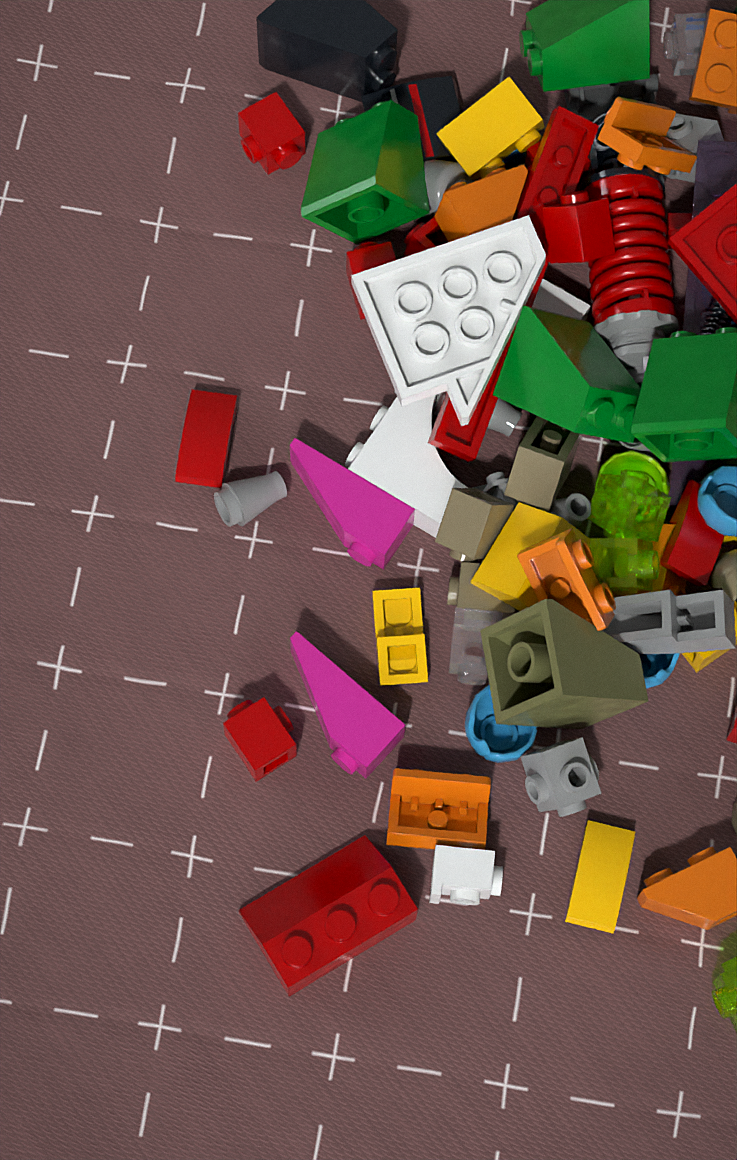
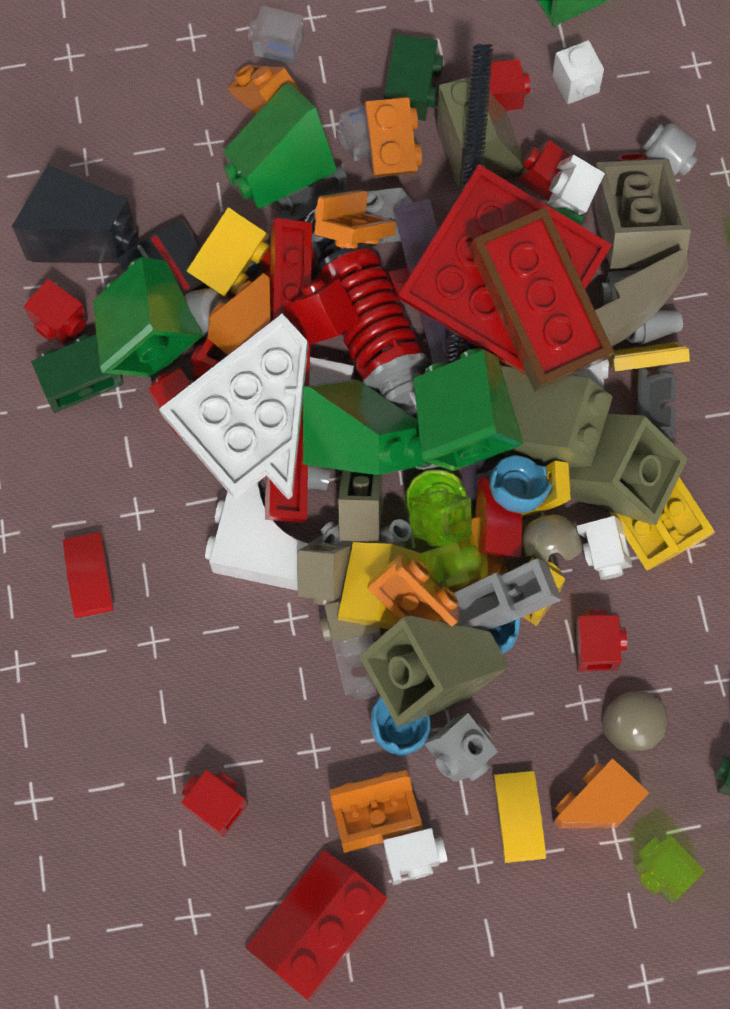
camera: 15 degrees left, 0 degrees up
(247, 498) = (137, 612): light grey cone -> none
(268, 209) = (73, 374): none -> dark green brick
(351, 718) = (281, 761): dark pink slope -> none
(360, 513) = (230, 592): dark pink slope -> none
(399, 636) = (296, 680): yellow slope -> none

